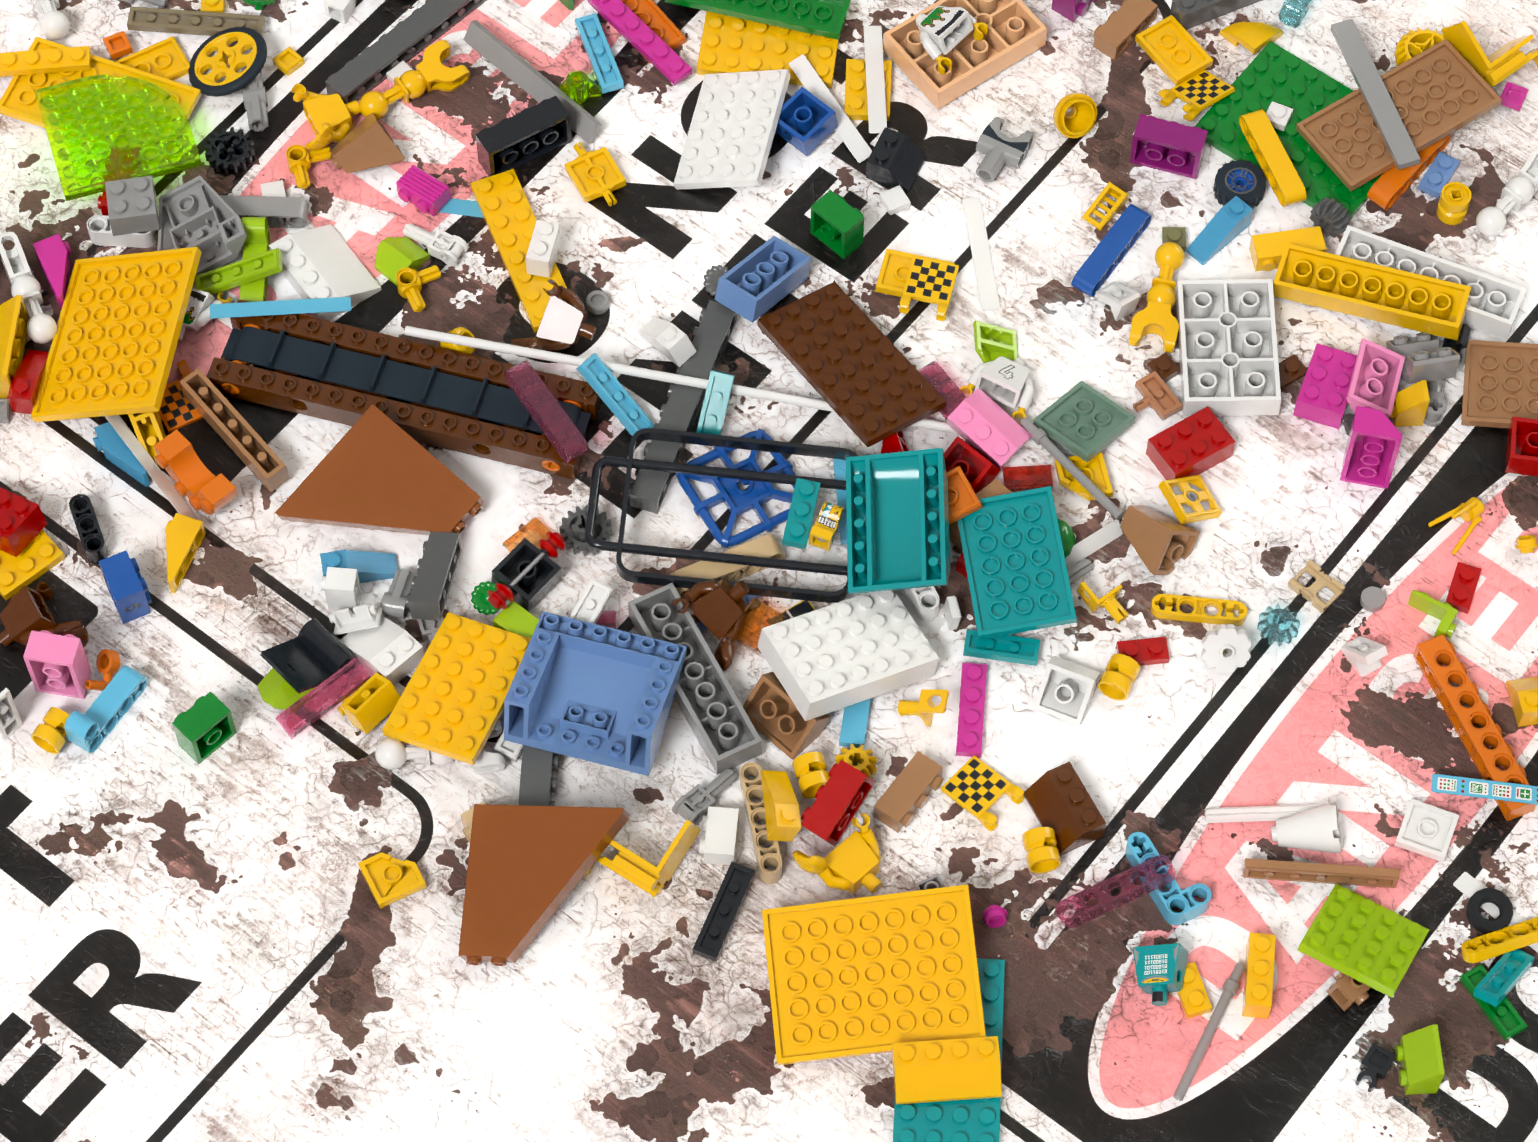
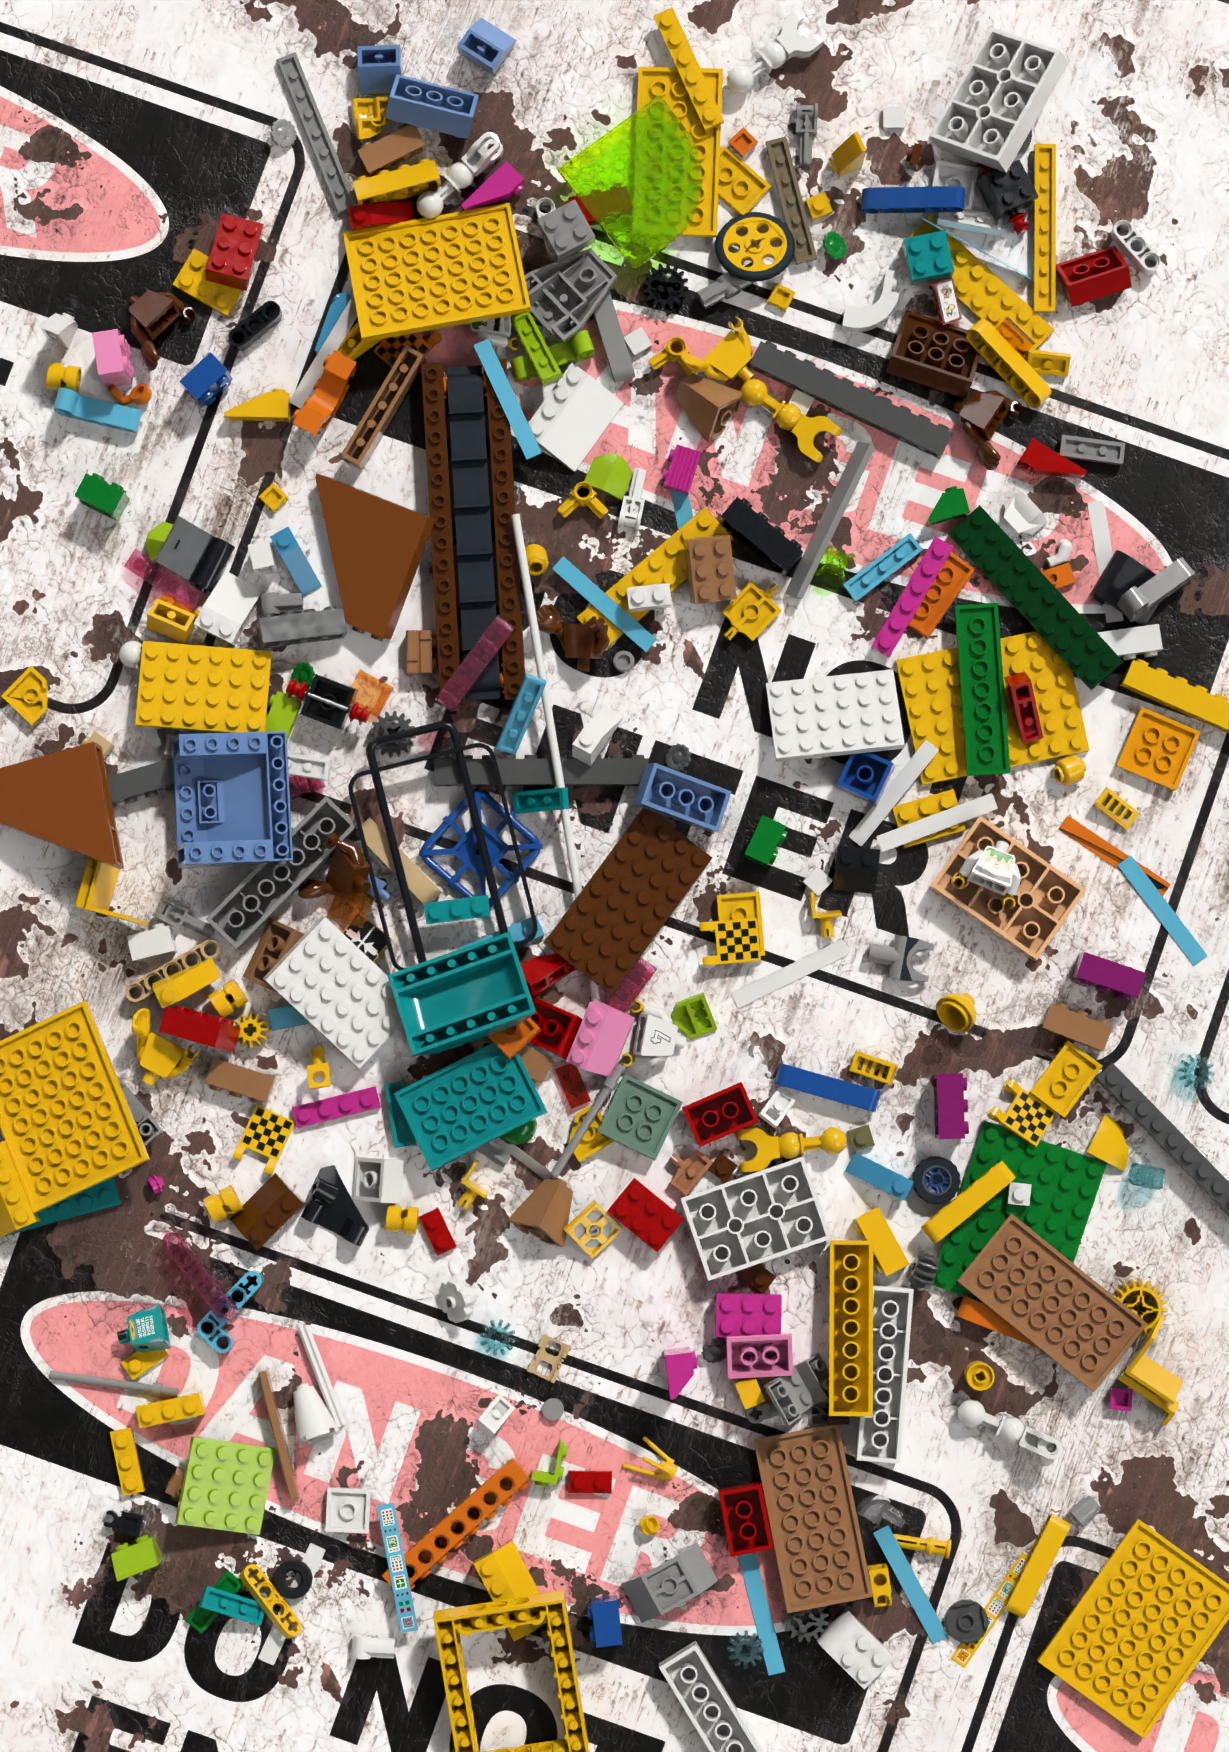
camera: 70 degrees right, 25 degrees up
(280, 571) = (273, 497): none -> yellow tile
(363, 618) = (244, 578): white hinge -> none
(509, 479) = (420, 652): none -> medium nougat brick
(529, 297) = (604, 604): none -> medium azure sticker
(537, 189) = (710, 569): none -> medium nougat brick
(724, 911) = (88, 968): black plate -> none
(826, 526) = (451, 935): yellow leg -> none
(935, 201) = (825, 917): none -> yellow bracket
(952, 612) = (417, 1063): white tile -> none
(1085, 744) = (334, 1208): none -> black panel
(1107, 347) = (720, 1114): none -> red brick
(1198, 614) = (489, 1267): yellow beam -> none
(1304, 1045) = (127, 1461): none -> yellow plate
(1375, 94) = (1063, 1275): light grey tile -> none
(1438, 174) = (1012, 1353): medium blue plate -> none

